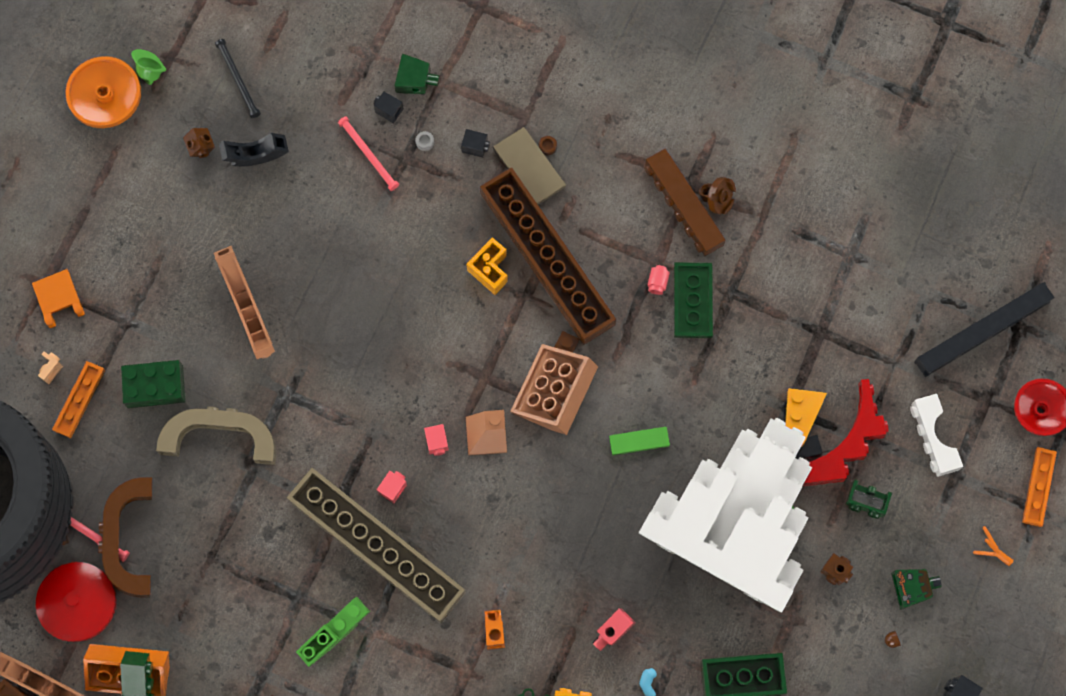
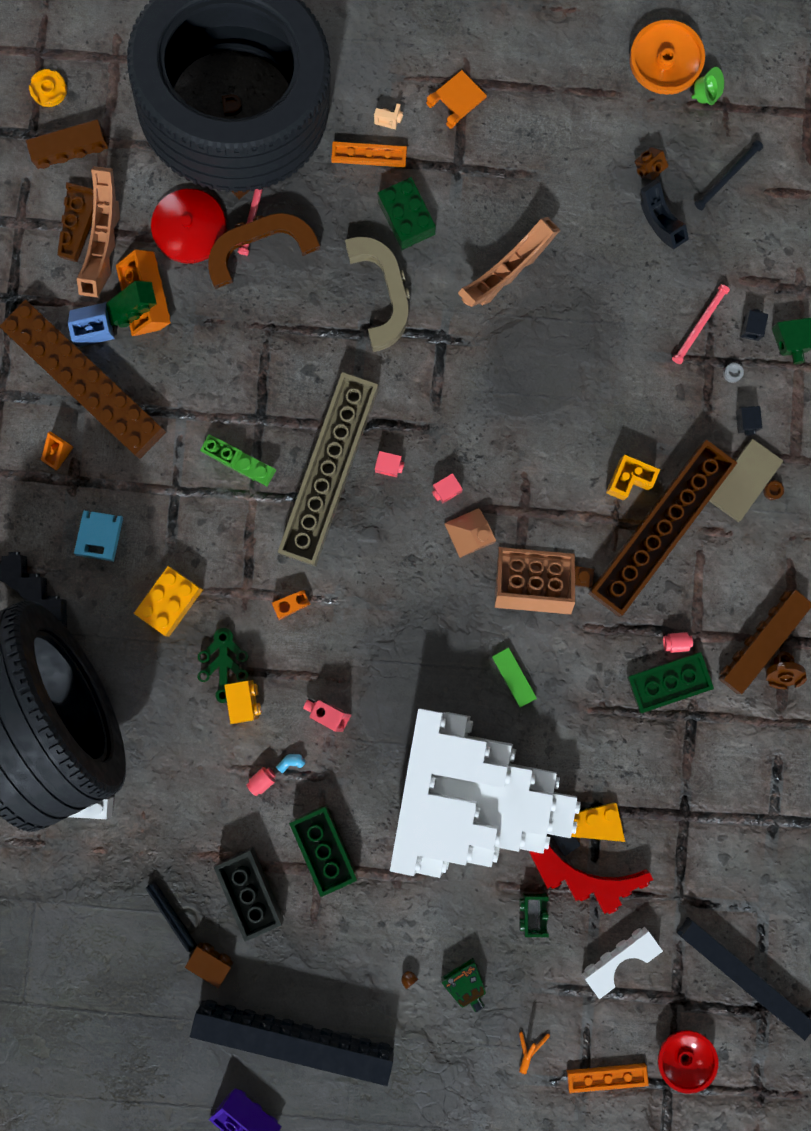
camera: 70 degrees right, 10 degrees up
(831, 573) = (459, 900): reddish brown brick -> none

